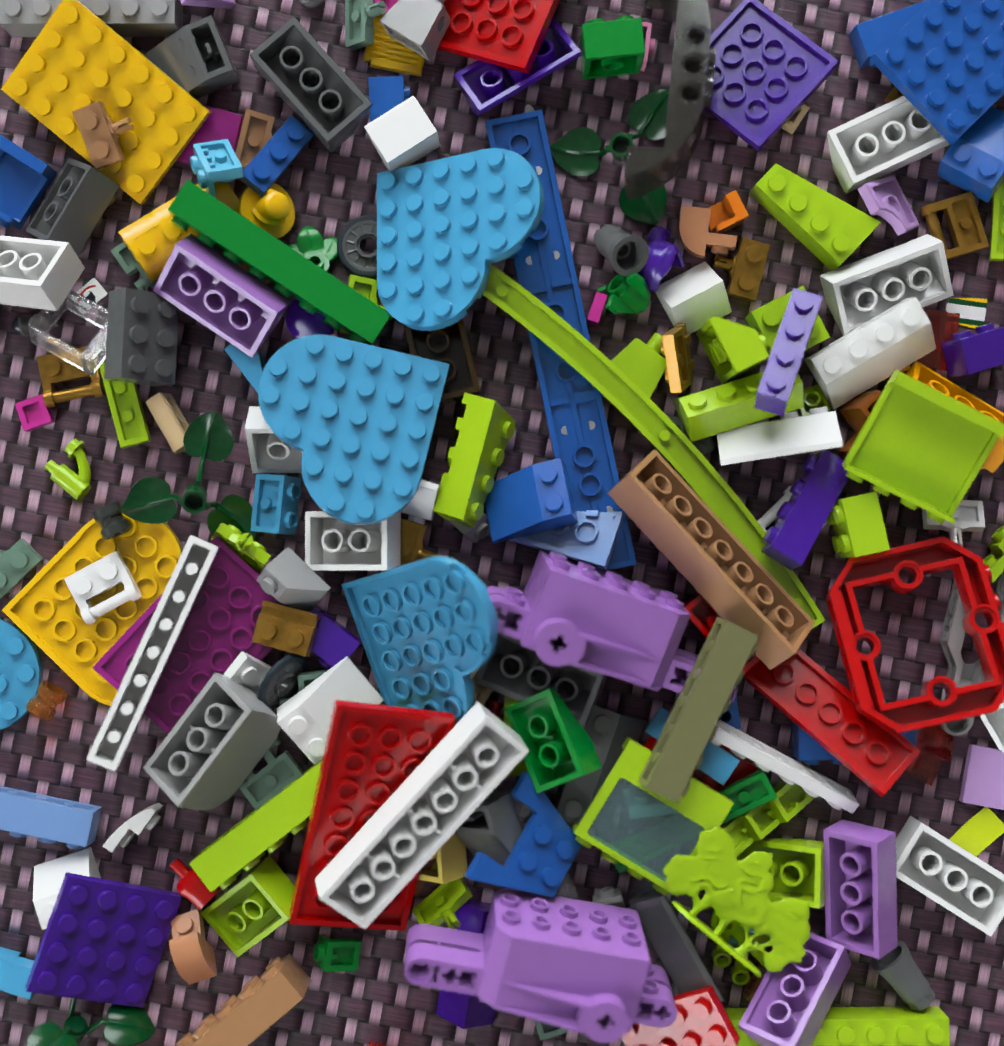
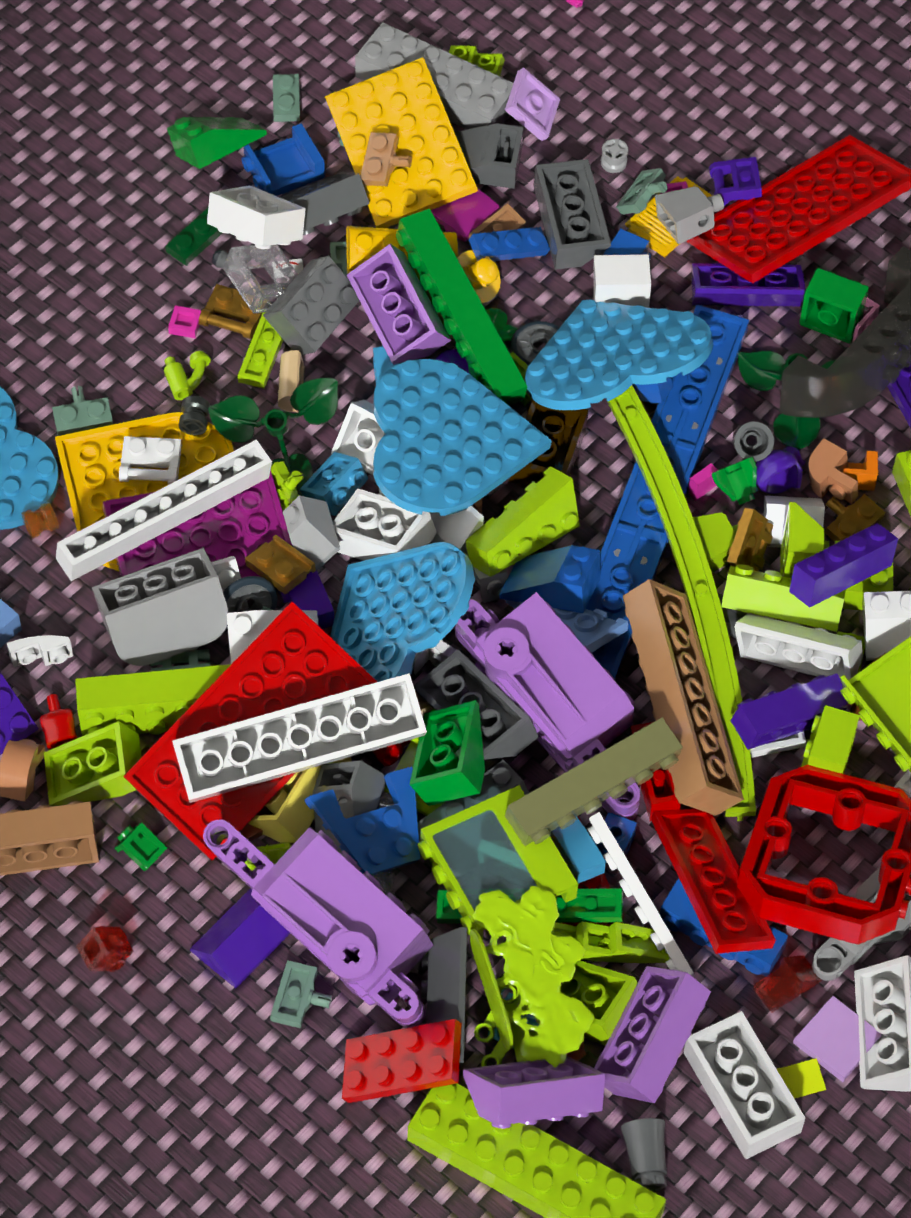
camera: 30 degrees right, 30 degrees down
(215, 163) = (461, 219): medium azure bracket -> none

